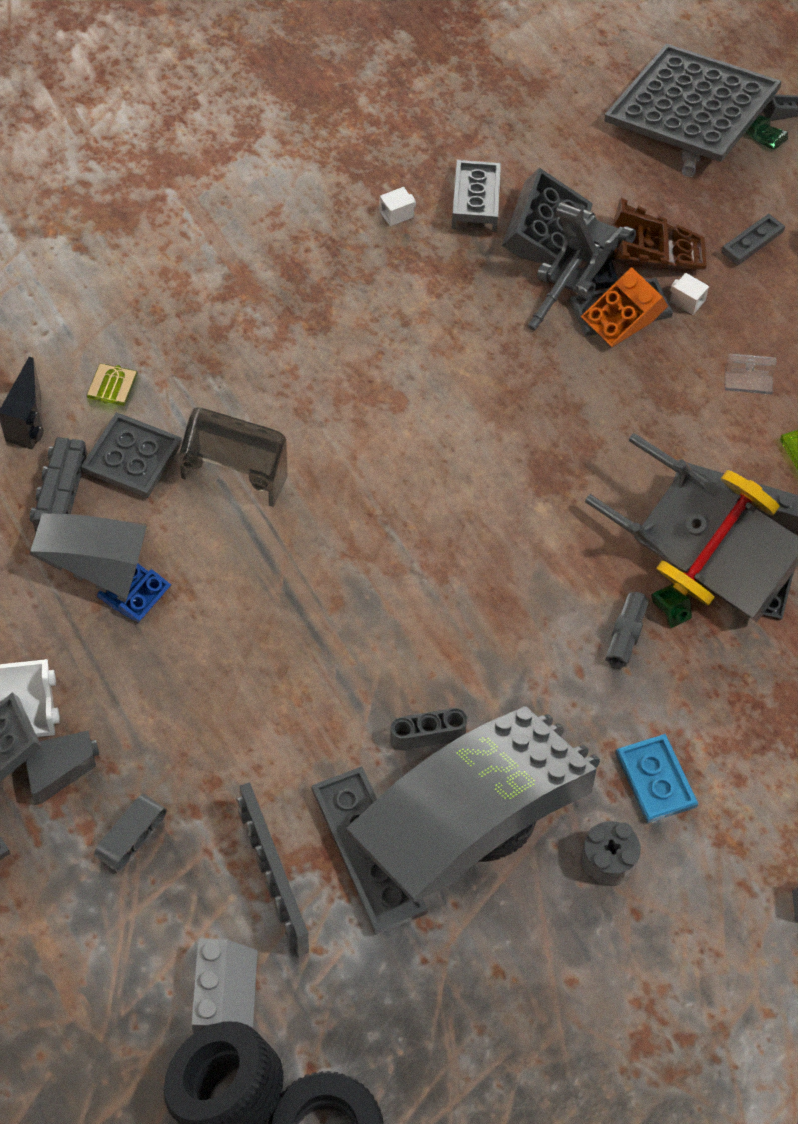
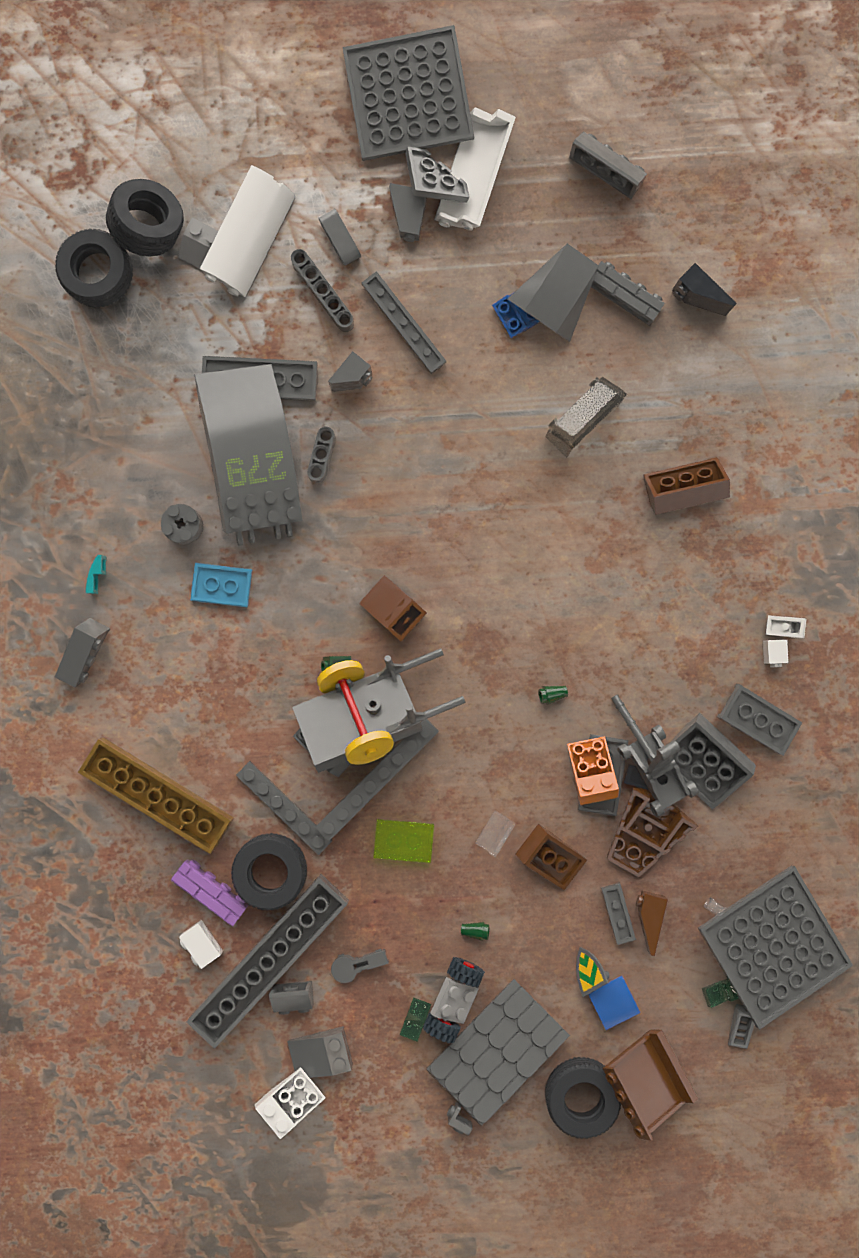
camera: 120 degrees right, 30 degrees up
(112, 384) = (703, 367): piece -> none
(131, 455) = (631, 354): dark grey plate -> none
(178, 944) = (247, 232): none -> white cylinder
(208, 710) = (403, 322): none -> dark grey plate
(209, 832) = (320, 282): none -> dark grey beam
(259, 345) = (687, 486): none -> reddish brown slope
(270, 863) = (273, 309): dark grey plate -> none
(310, 731) = (351, 374): none -> dark grey slope
(365, 202) = (786, 626): none -> white slope
(566, 381) = (550, 694): none -> dark green cone
(569, 569) = (393, 608): none -> reddish brown slope
(627, 629) = (331, 624): dark grey piece -> none
(688, 293) = (589, 831): white brick -> none
(731, 934) = (97, 568): none -> teal slope
(735, 210) = (651, 914): none -> reddish brown slope
(739, 318) = (550, 857): none -> reddish brown slope

